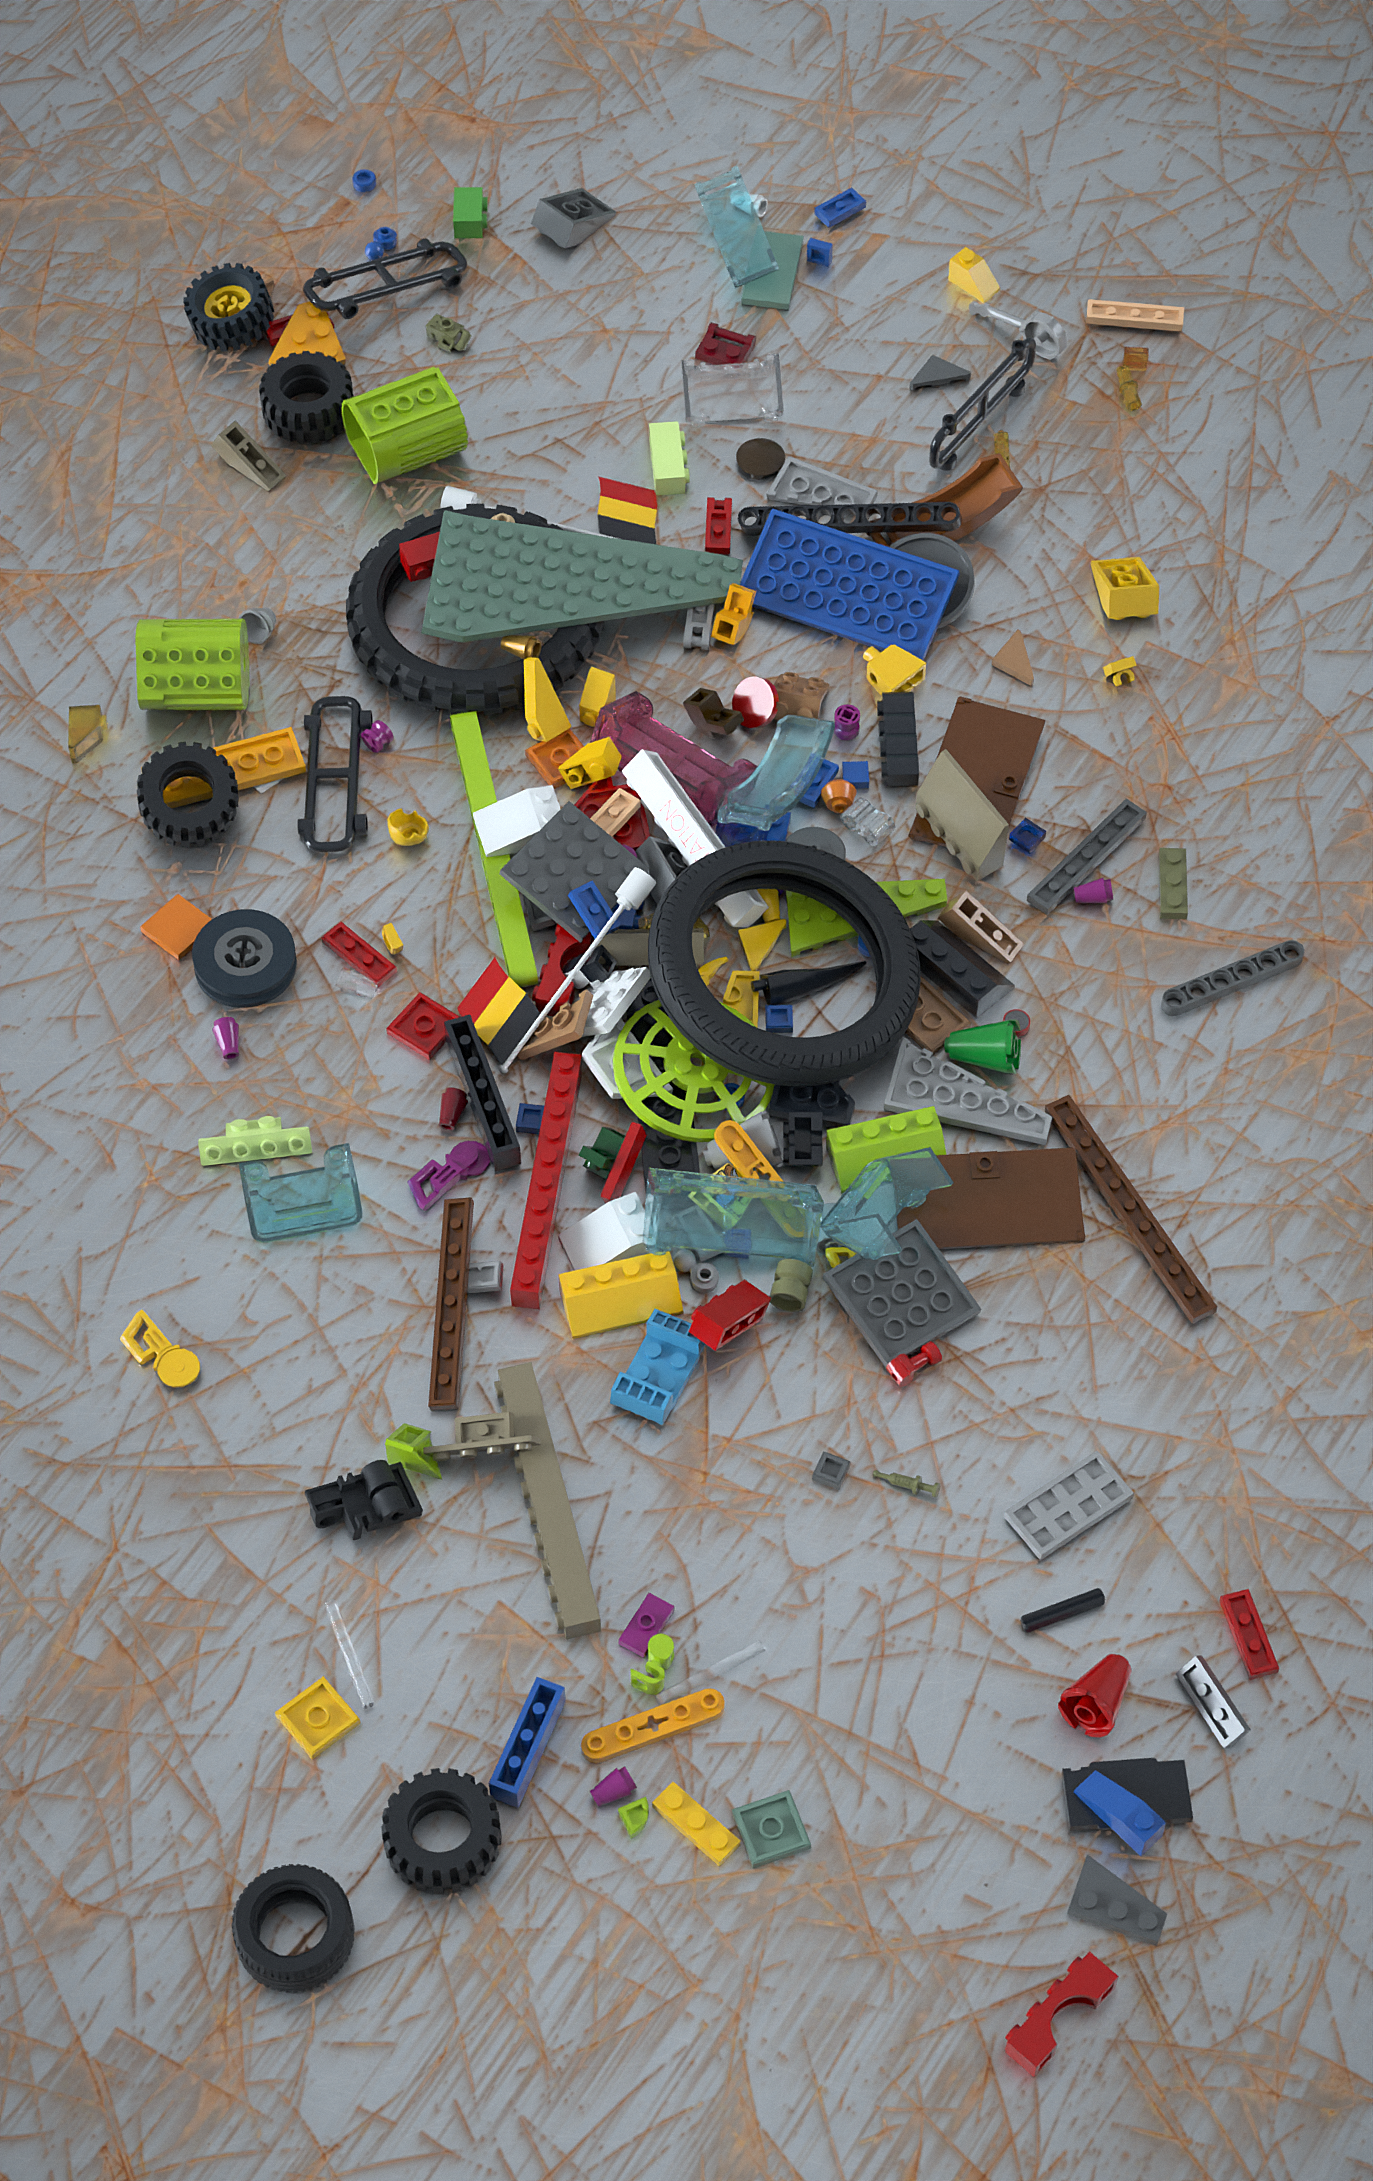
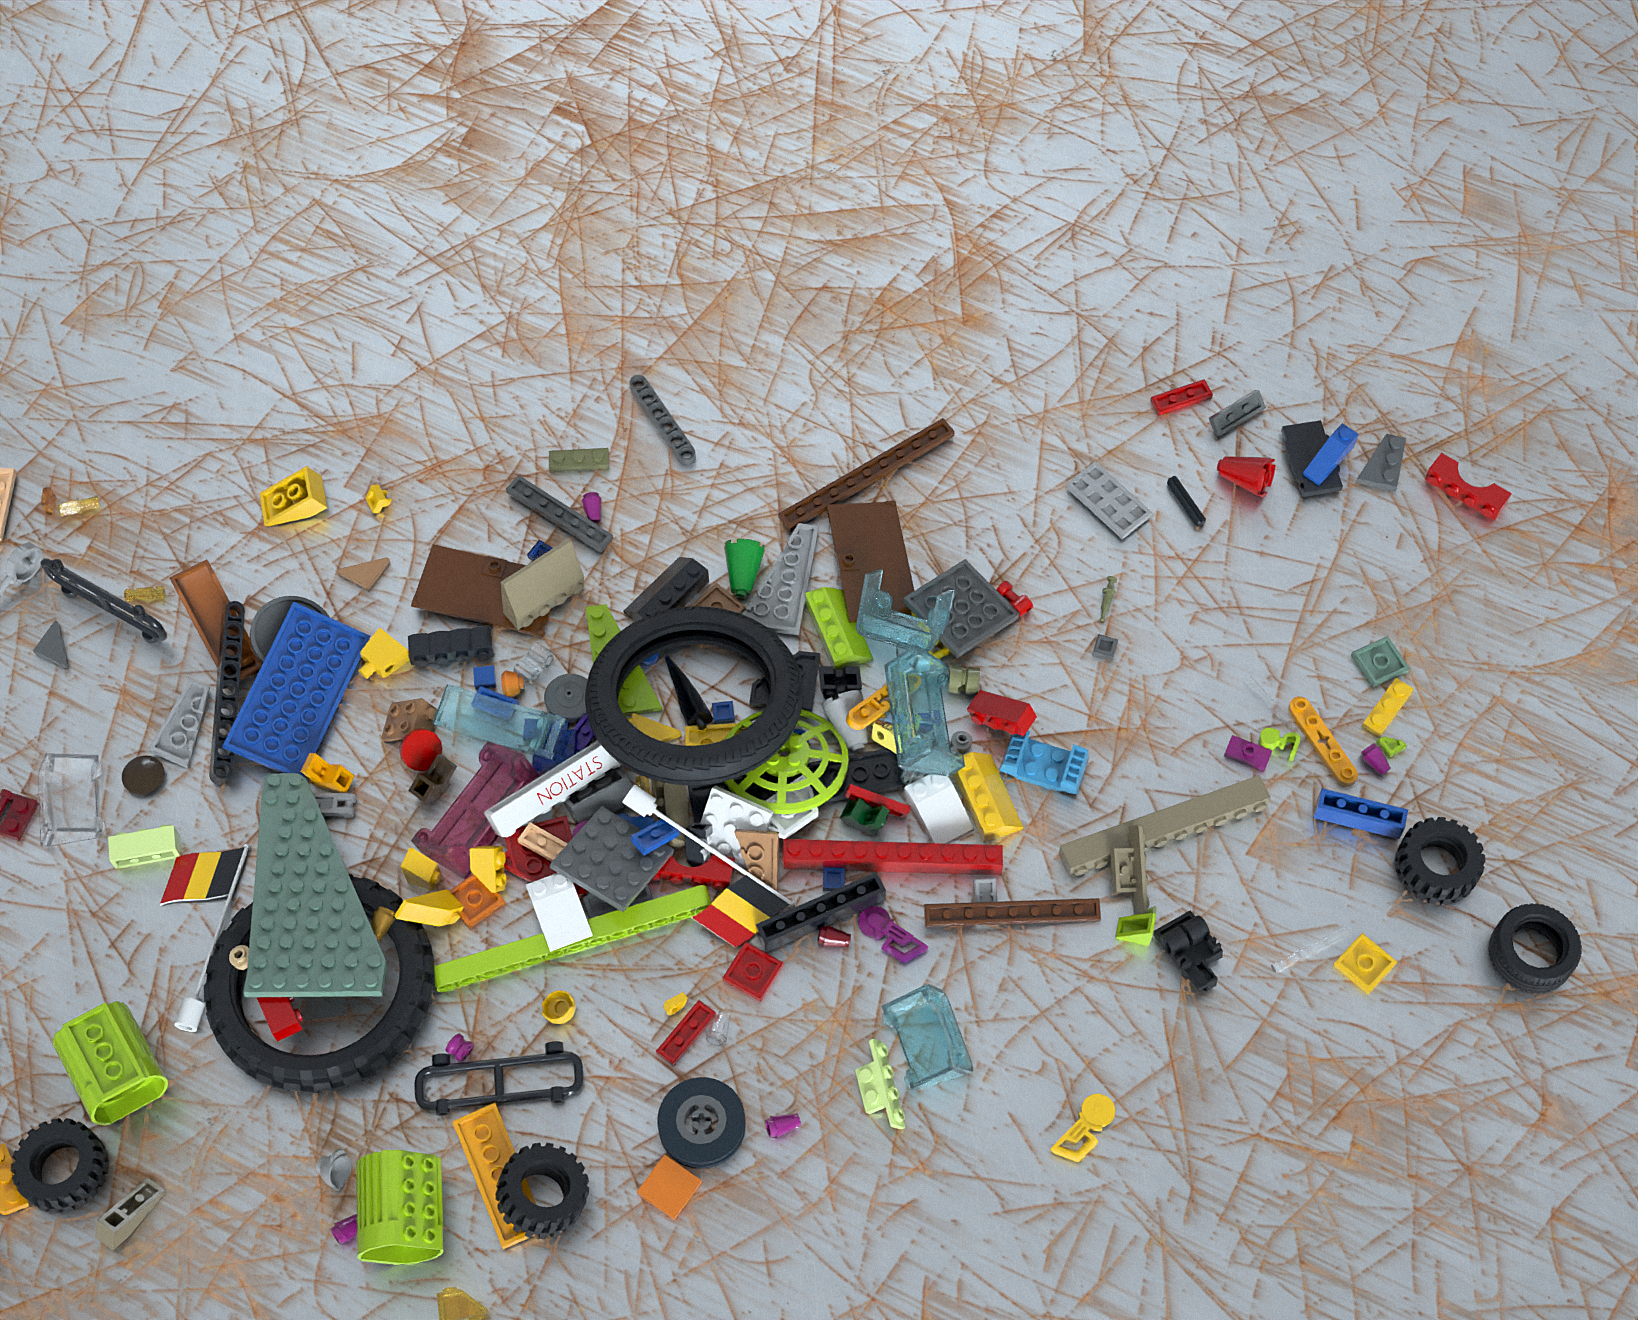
camera: 95 degrees left, 5 degrees up
(718, 526) = (221, 799): red plate -> none
(847, 722) = (435, 684): magenta wheel -> none
(979, 927) = (631, 580): medium nougat slope -> none
(1022, 1017) = (713, 553): tile -> none

